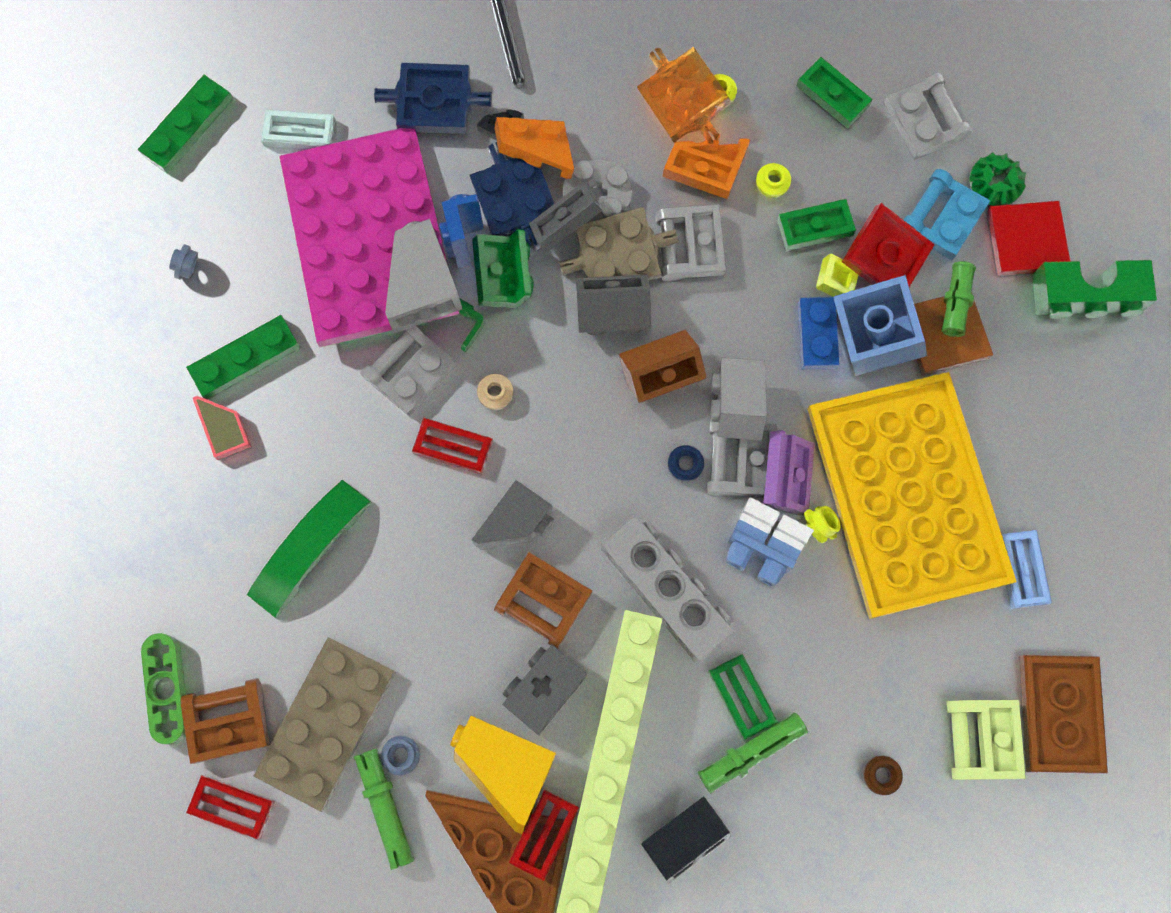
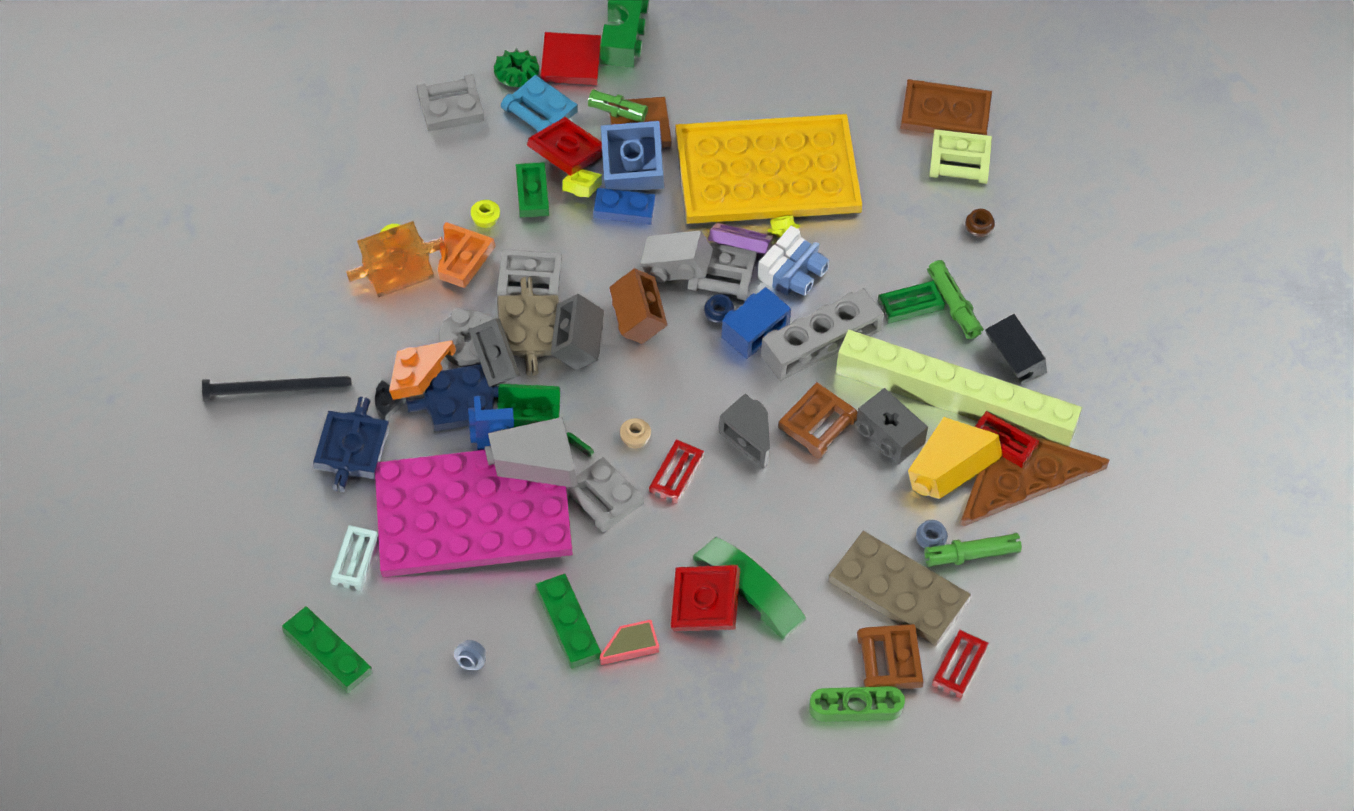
camera: 85 degrees left, 20 degrees down
(275, 498) = (705, 598): none -> red tile
(670, 506) = (754, 320): none -> blue brick
(834, 92) = (416, 158): green plate -> none
(1038, 569) = (856, 118): light blue tile -> none

